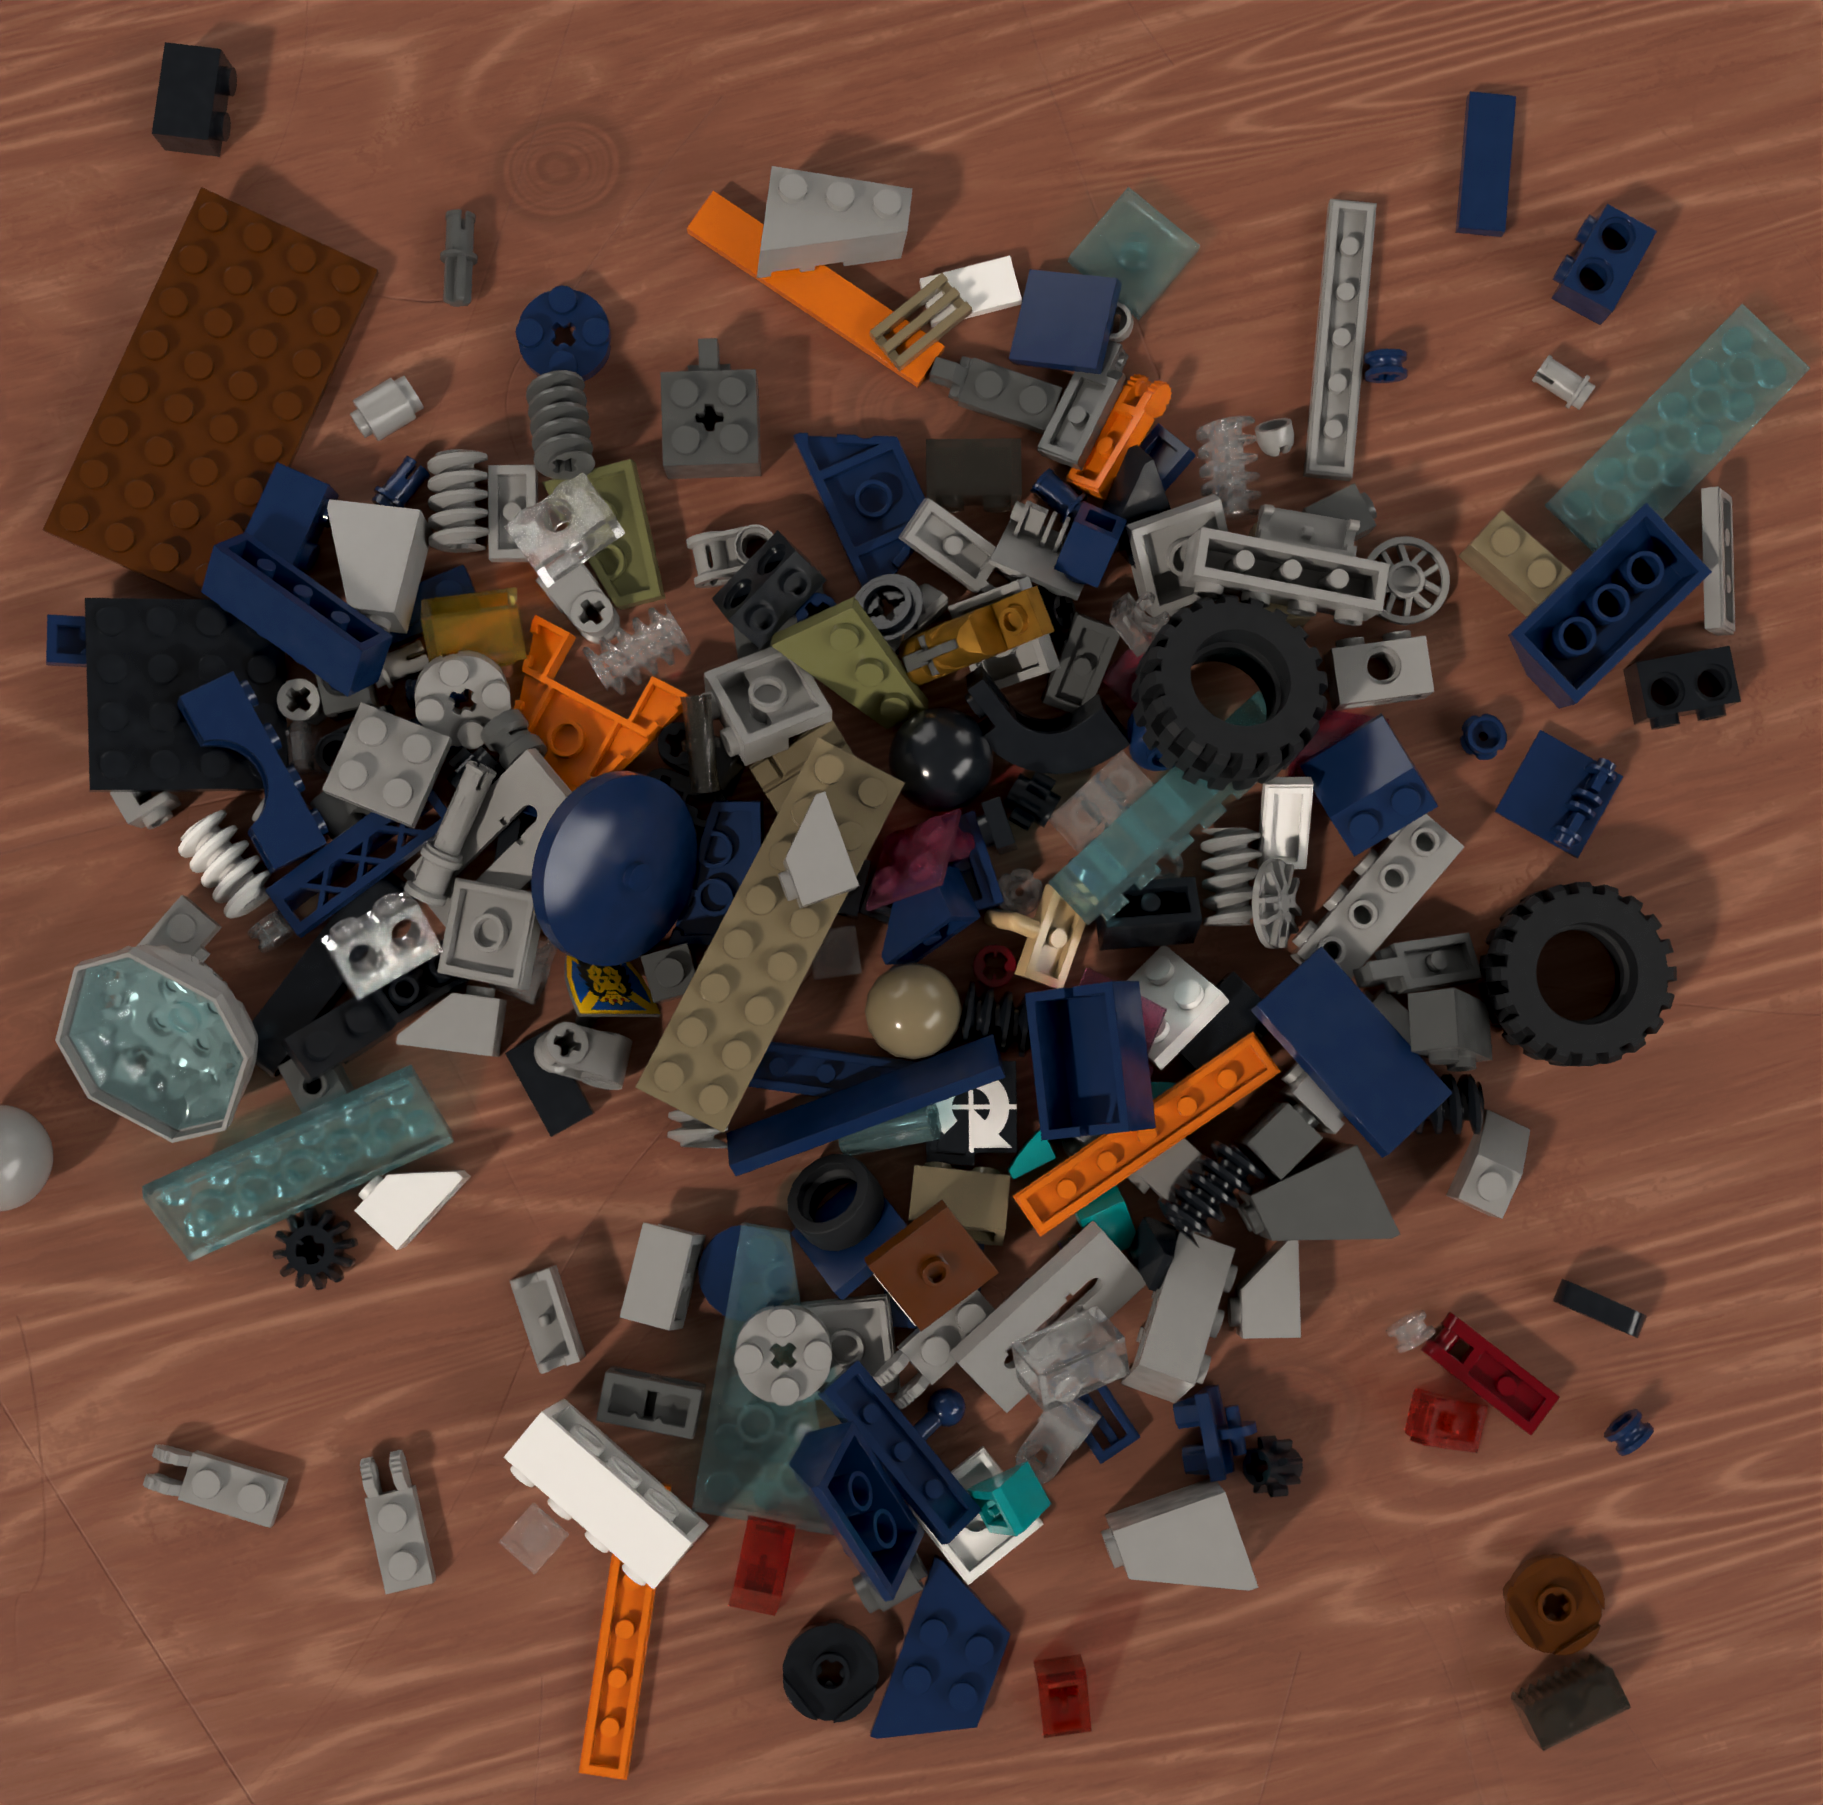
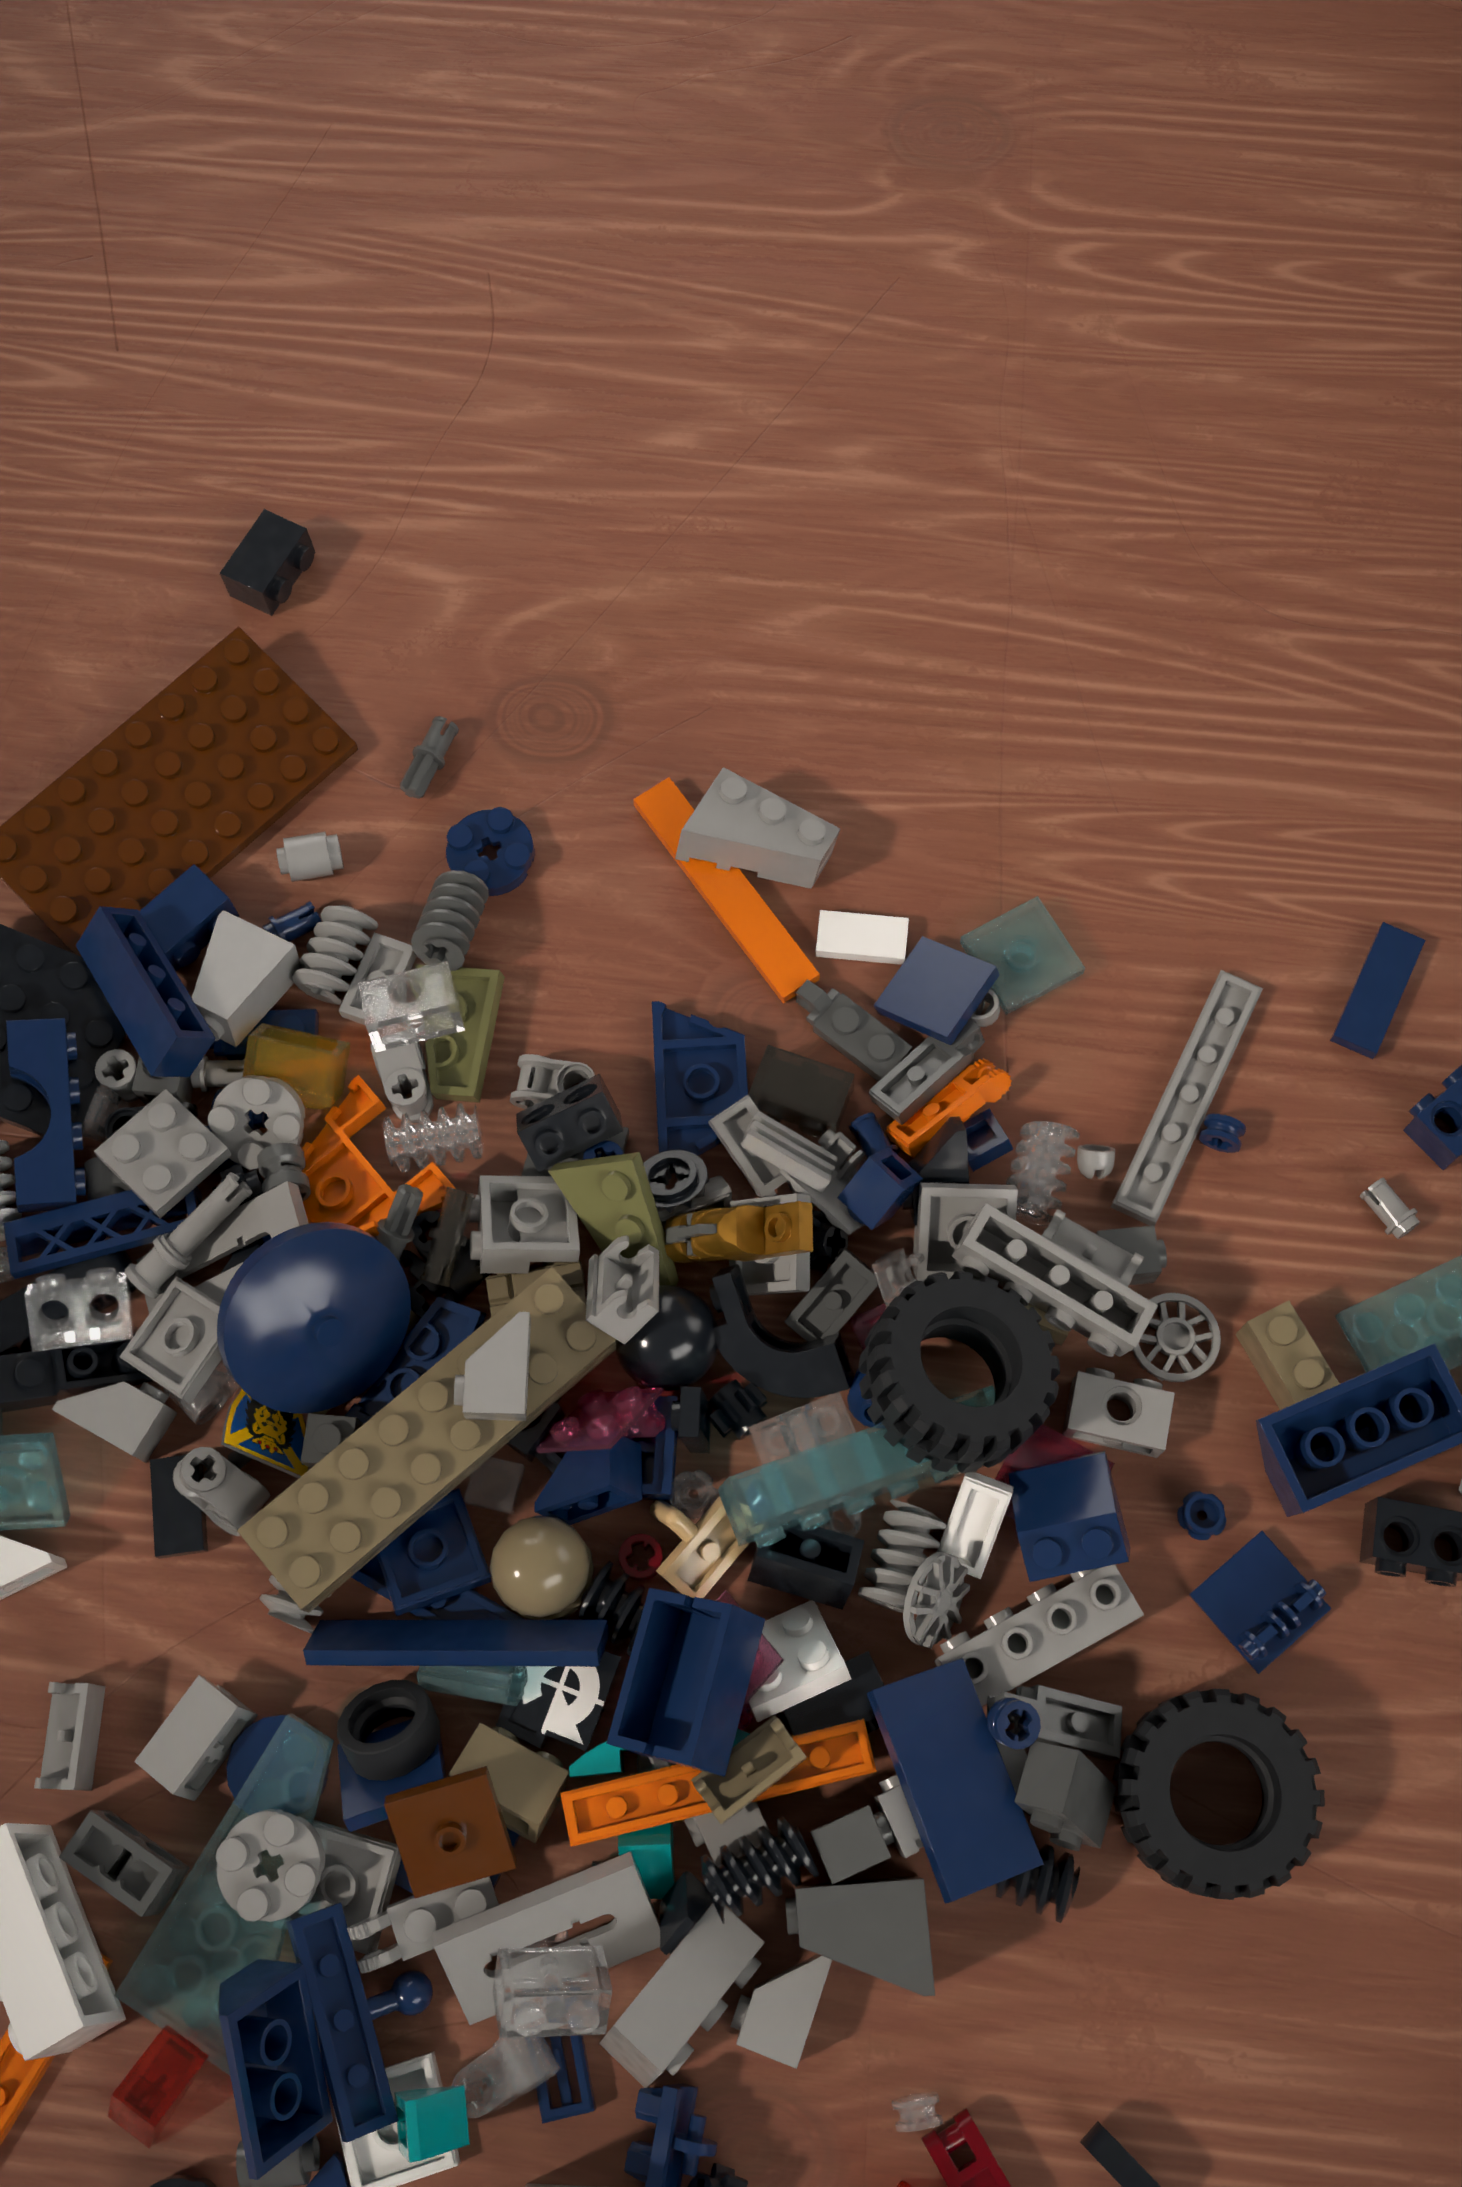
camera: 30 degrees right, 15 degrees down
(648, 752) = (396, 1229): none -> dark grey axle
(703, 394) = (597, 945): dark grey hinge -> none
(811, 1041) = (434, 1557): none -> dark blue tile
(890, 732) = (622, 1290): none -> light grey hinge
(950, 296) = (799, 930): dark tan tile -> none
(990, 540) = (789, 1151): none -> light grey tile
(1178, 1108) = (752, 1769): none -> dark tan hinge
(1399, 981) = (998, 1721): none -> dark blue bush
(1491, 1166) = (1063, 1963): light grey slope -> none

